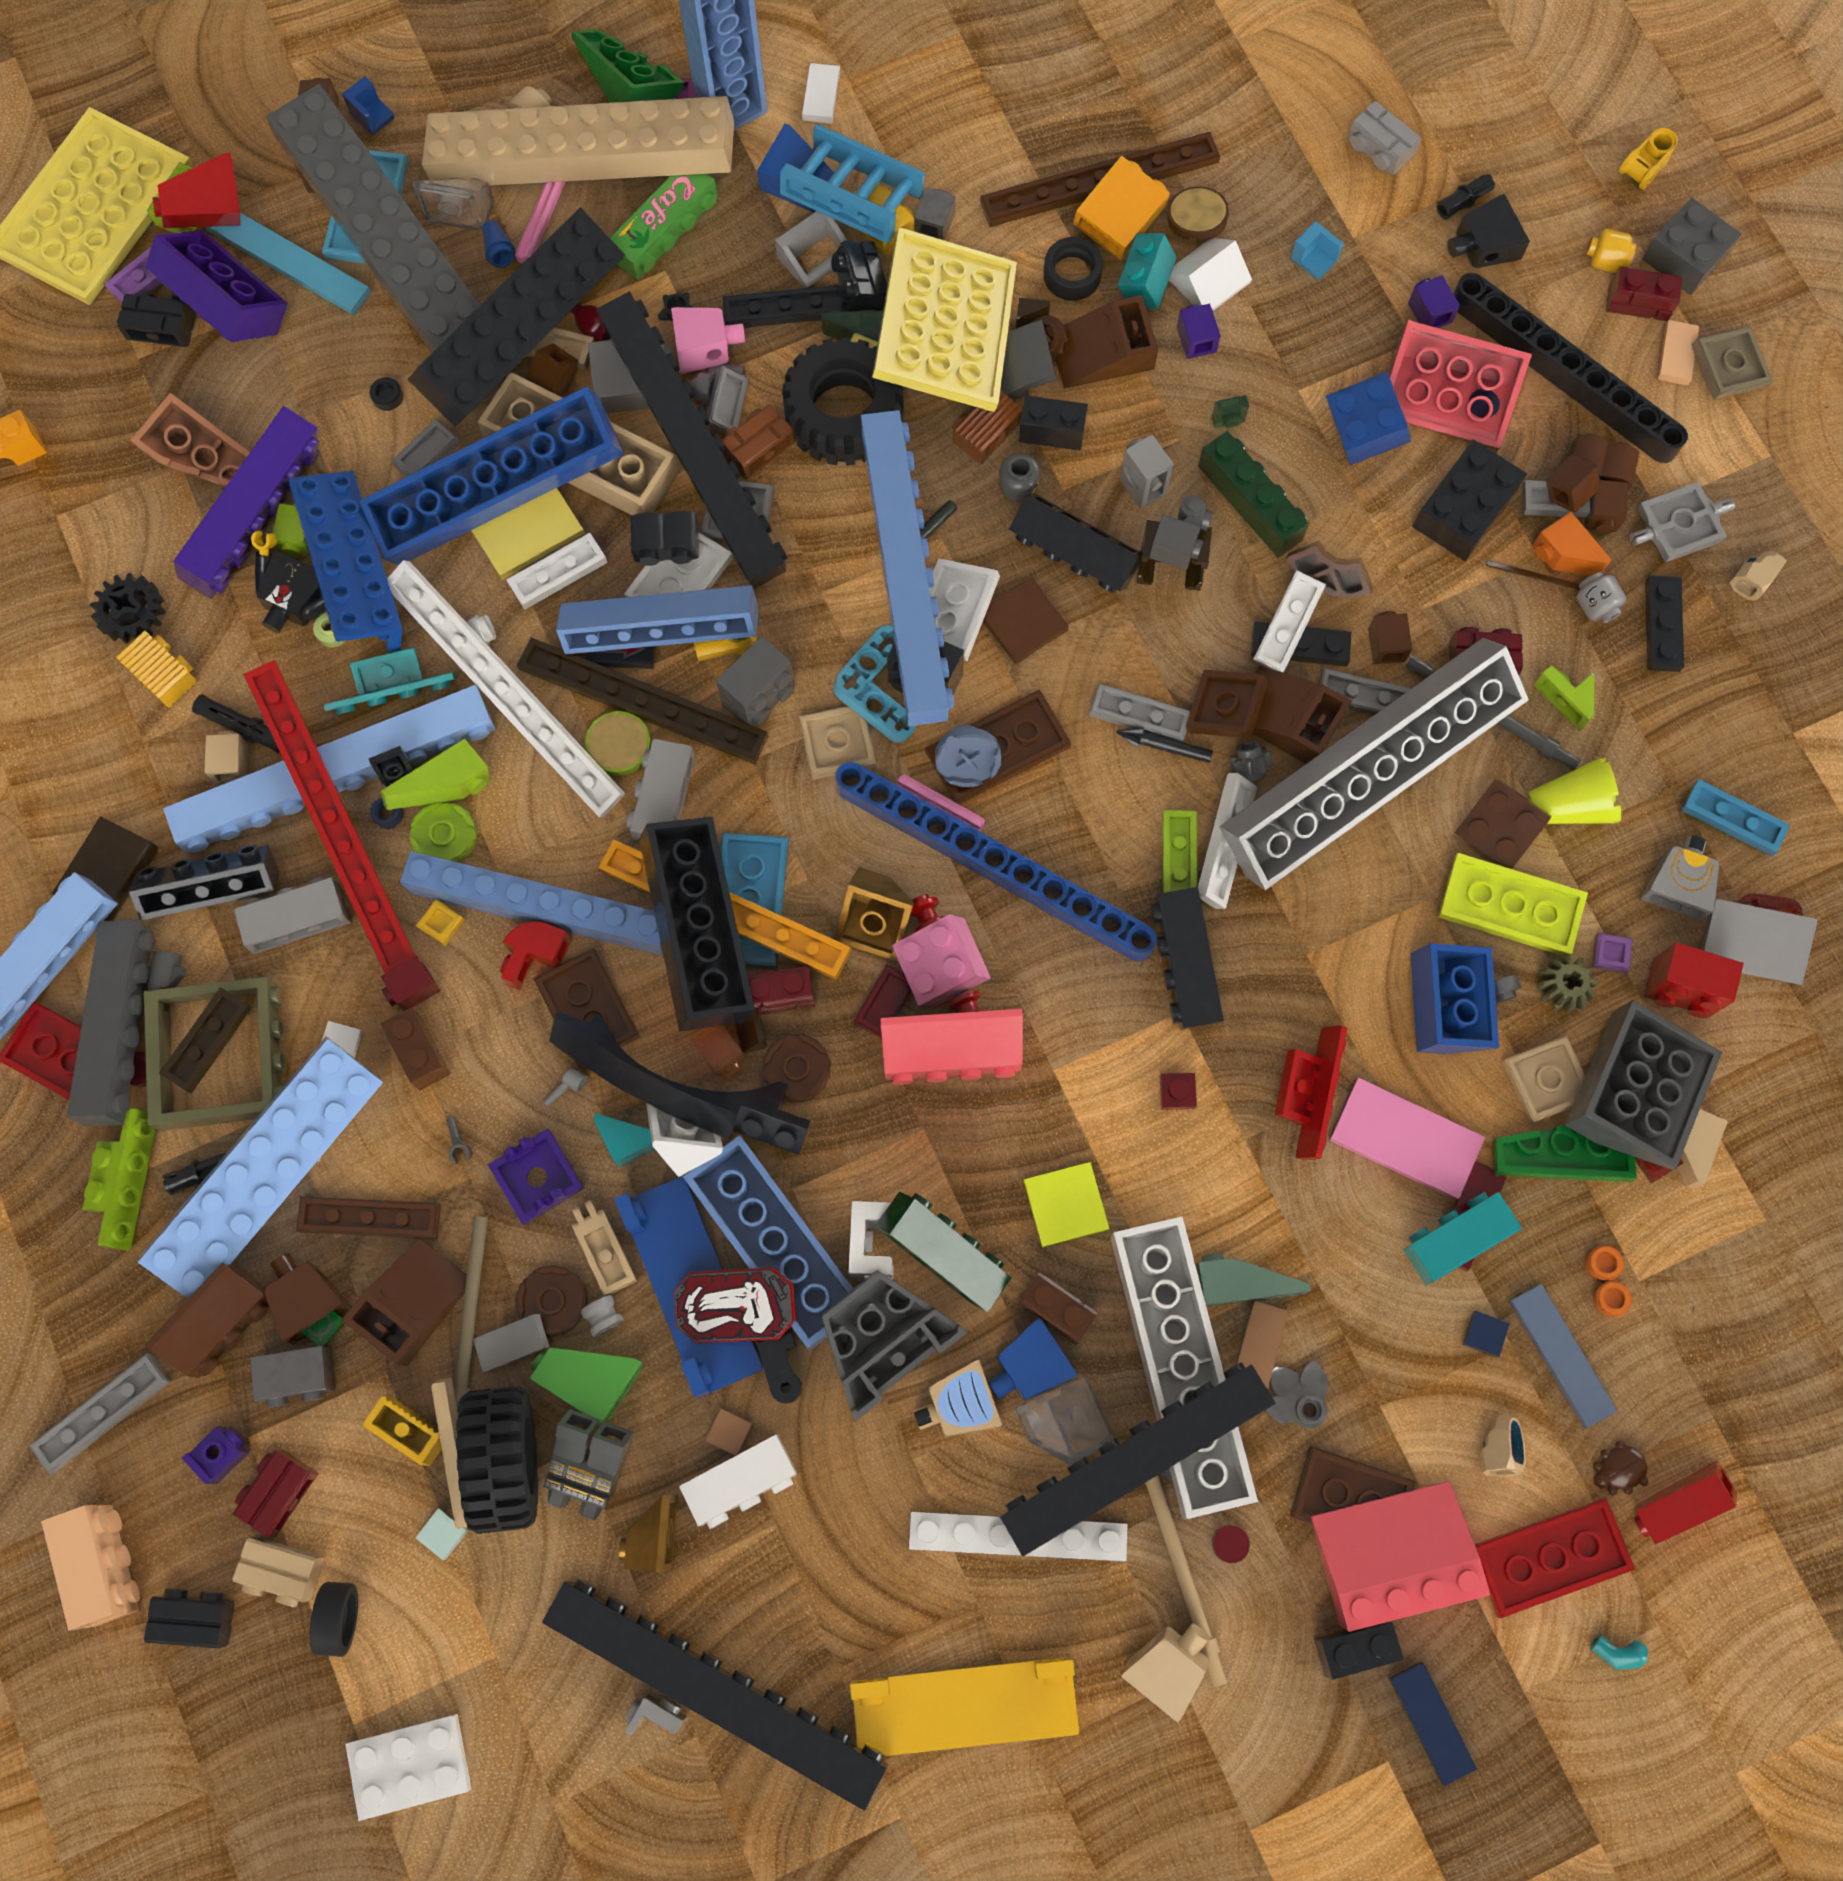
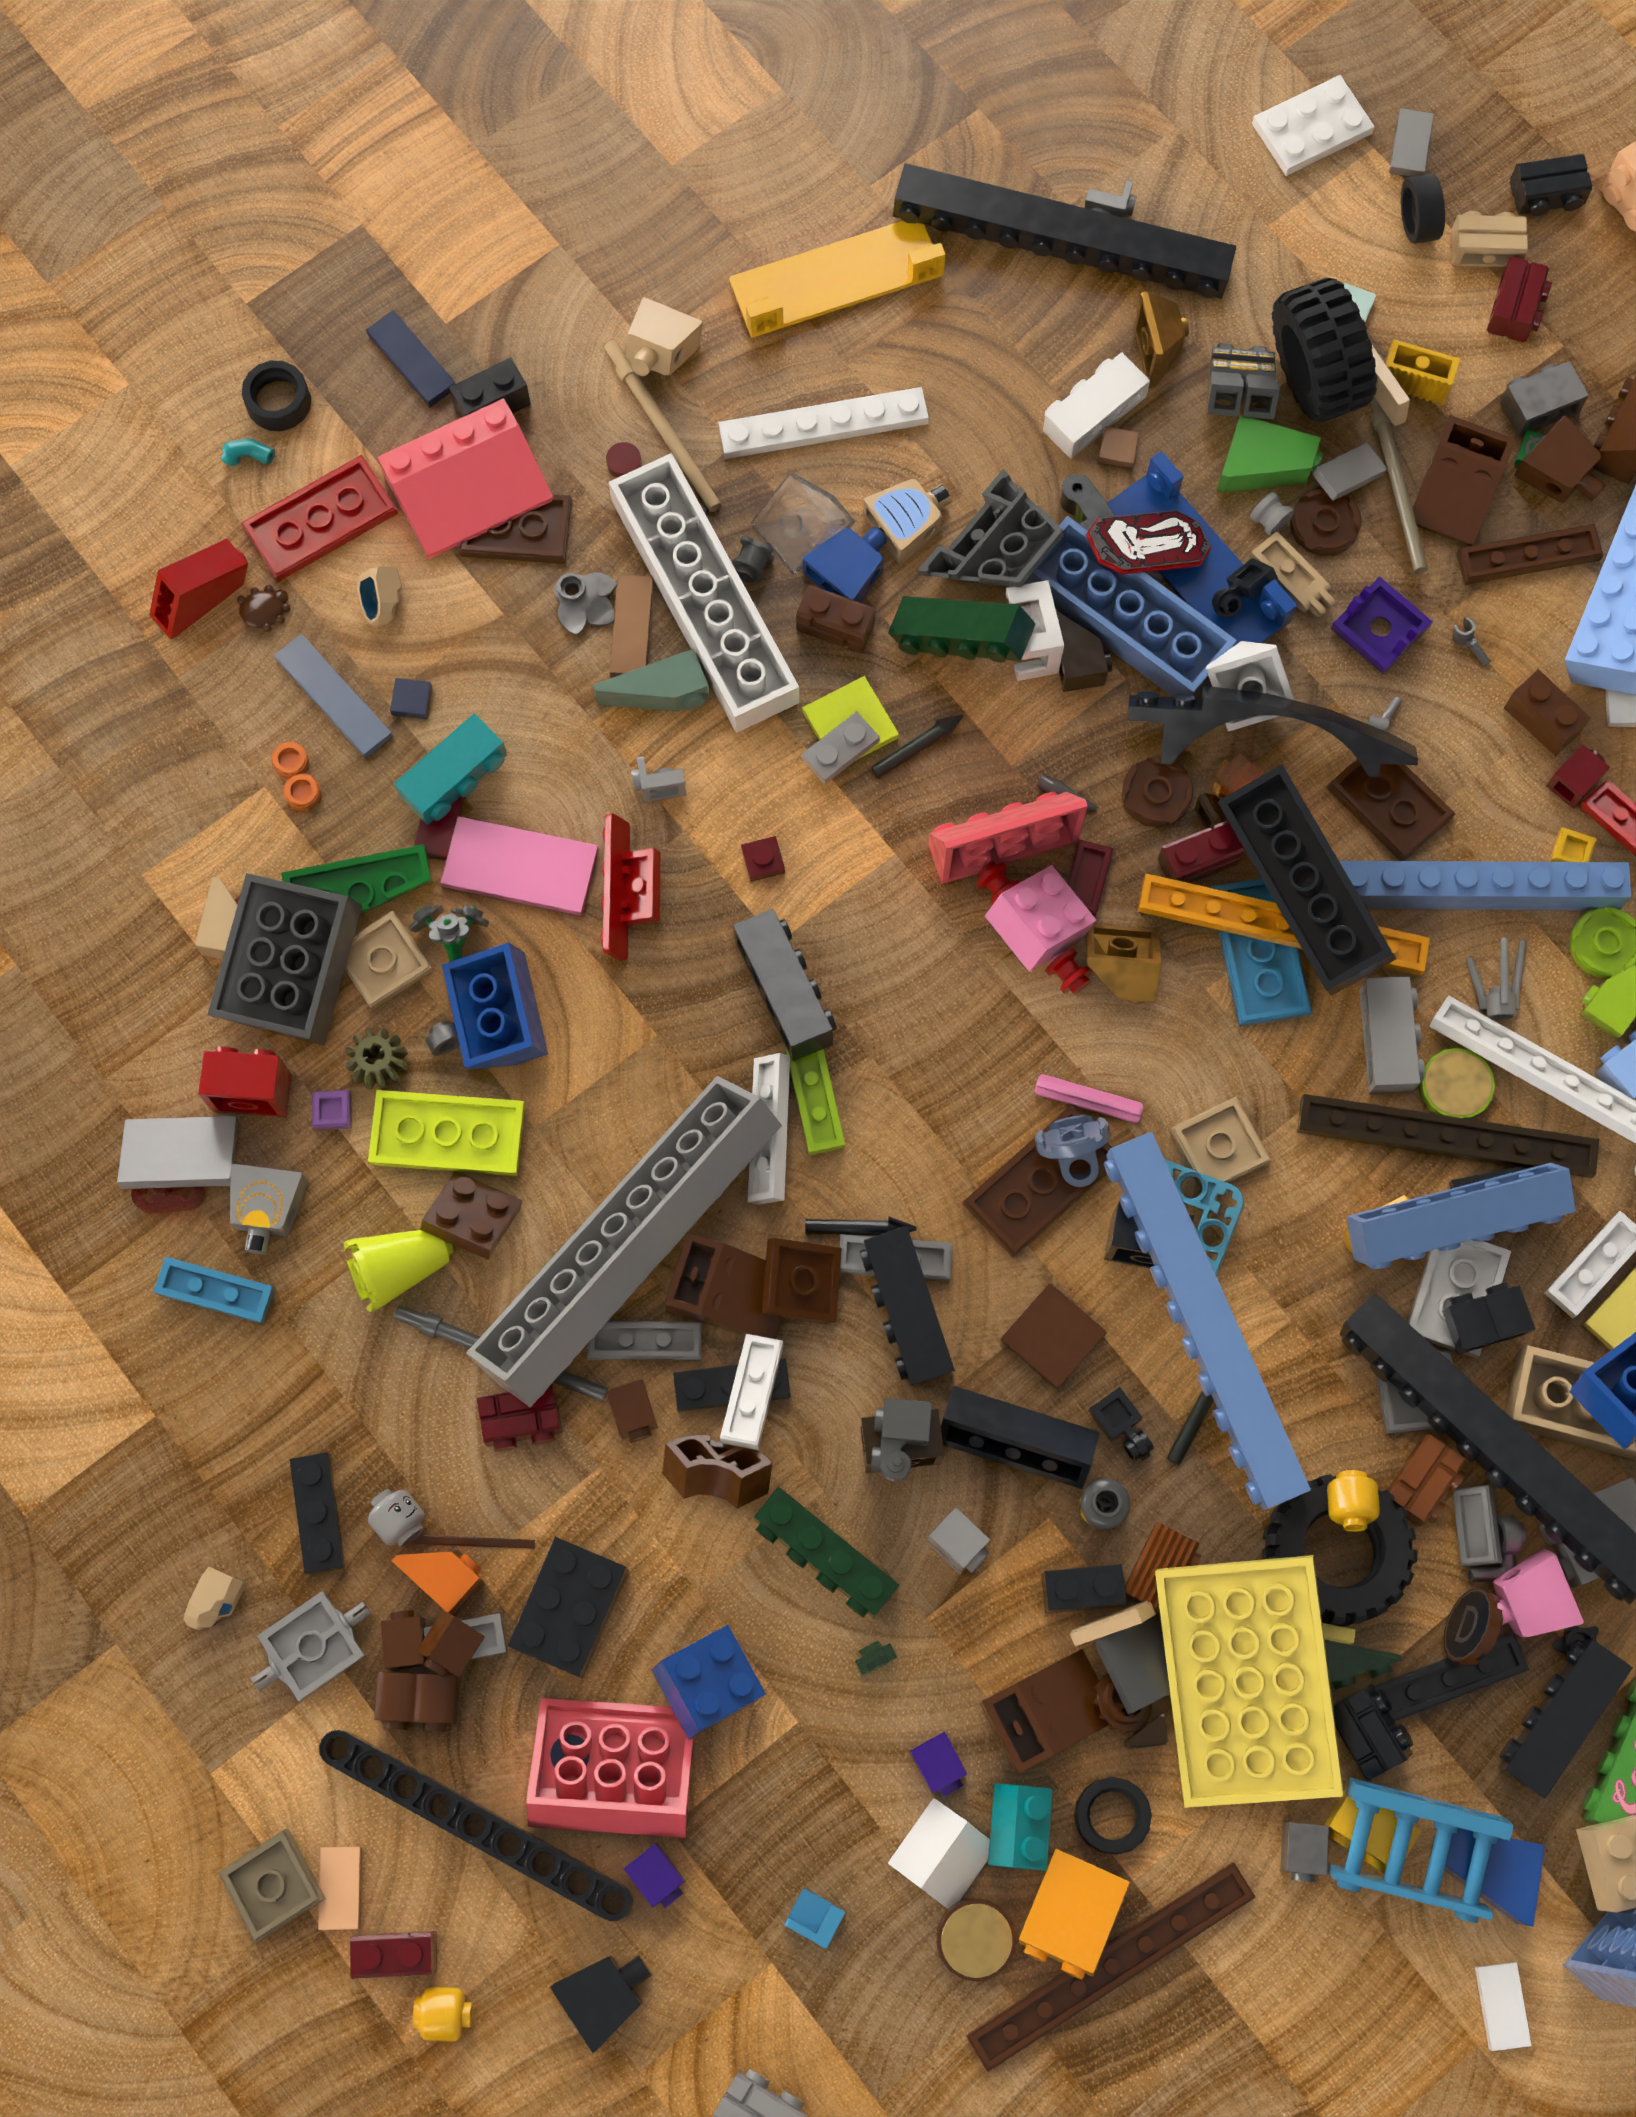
camera: 165 degrees right, 0 degrees up
(231, 1453) = (1586, 317): dark purple brick -> none
(313, 1716) = (1411, 143): none -> light grey tile
(532, 942) = (1469, 841): red brick -> none
(553, 802) = (1502, 1000): none -> light grey plant
(623, 1140) = (1312, 677): teal slope -> none
(648, 1243) = (1246, 582): none -> black plate
(708, 253) = (1564, 1717): none -> black brick
(756, 683) = (1331, 1168): dark grey brick -> none
(758, 323) = (1472, 1626): none -> tile
(802, 238) = (1459, 1773): light grey tile -> none
(827, 408) = (1353, 1500): none -> yellow head
(831, 1213) = (1083, 657): none -> dark brown slope
(885, 1087) = (1051, 785): none -> dark grey helmet
(962, 600) = (1133, 1325): white plate -> none
(980, 1176) = (942, 728): none -> pearl dark grey piece
(989, 543) = (1116, 1417): none -> black plate
(1001, 875) = (1032, 1041): blue beam -> none
(1037, 384) = (1112, 1623): none -> tan tile
(1083, 1175) = (840, 747): none -> light grey plate
(1126, 1393) = (752, 559): none -> dark grey brick
(1136, 1460) = (728, 487): black brick -> none
(1142, 662) = (908, 1306): none -> black brick
(1251, 760) = (760, 1222): dark grey gear -> none
(1259, 1181) = (661, 785): none -> light grey bracket
(1465, 196) = (638, 2055): black axle -> none
(1490, 1077) = (448, 926): none -> dark grey plant
(1572, 702) = (408, 1384): lime slope -> none
(1611, 1706) = (268, 373): none -> black tyre
(1691, 245) = (340, 2042): dark grey brick -> none

